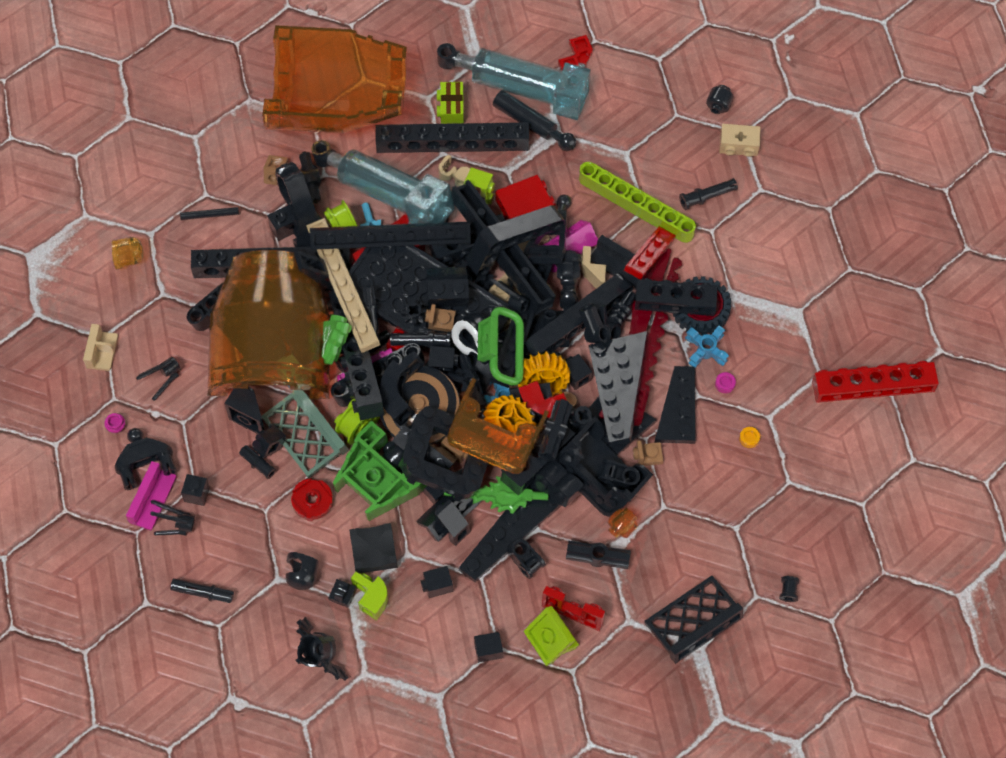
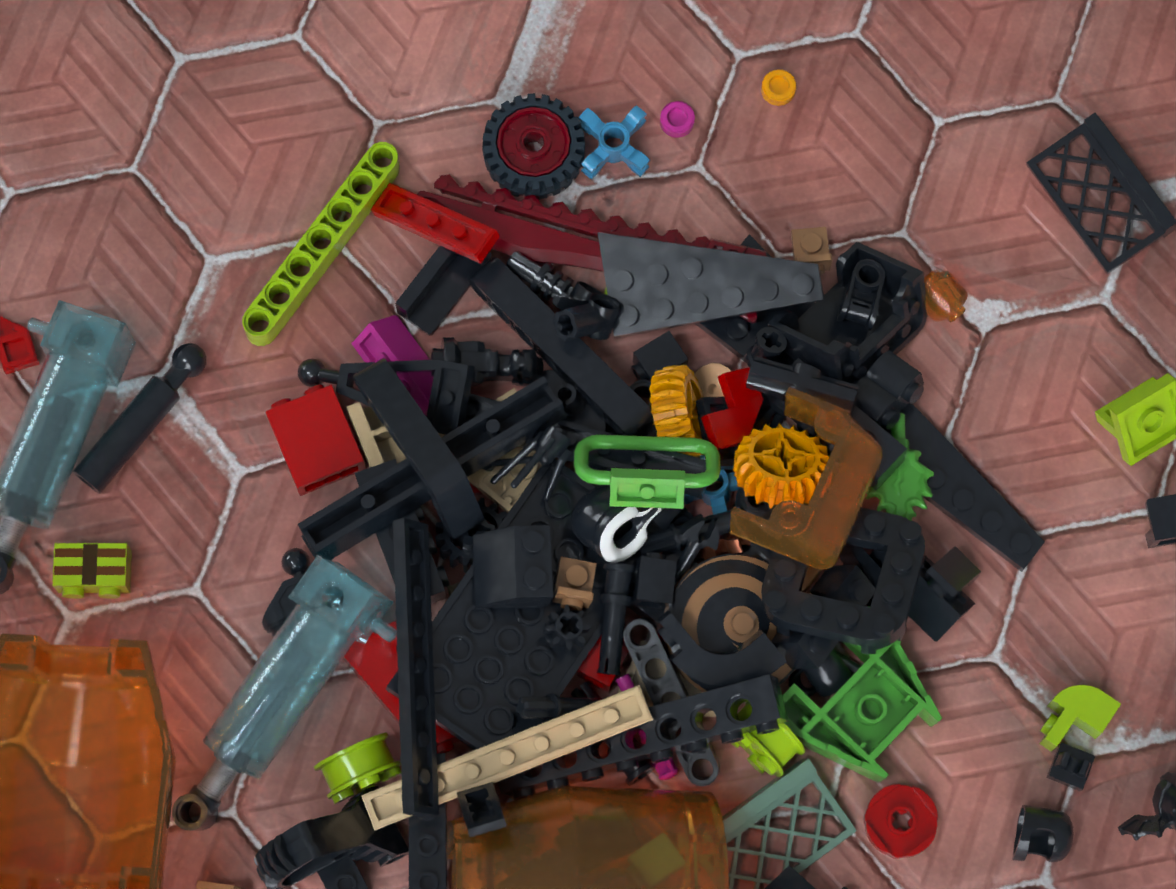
camera: 90 degrees left, 10 degrees up
(311, 176) = (240, 836): black axle -> none
(334, 337) = (619, 768): bright green rock -> none
(368, 216) = (338, 724): medium azure bar -> none
(373, 548) = (995, 711): black brick -> none
(437, 582) = (1052, 603): black brick -> none
(452, 137) = (172, 561): black brick -> none
(458, 175) = (257, 553): tan leg -> none
(483, 184) = (286, 510): lime brick -> none
(526, 559) = (1009, 454): black piece -> none
(590, 615) = (1096, 382): red plate -> none
(592, 272) = (471, 318): tan slope -> none
(611, 556) = (1002, 319): black piece -> none
(667, 303) = (531, 234): black brick -> none
(678, 413) = (729, 196): black wing -> none
(700, 195) = (312, 134): black pin -> none
(719, 99) = (113, 87): black head -> none
(739, 140) = (197, 41): tan brick -> none
(789, 589) = (1050, 44): black bush -> none

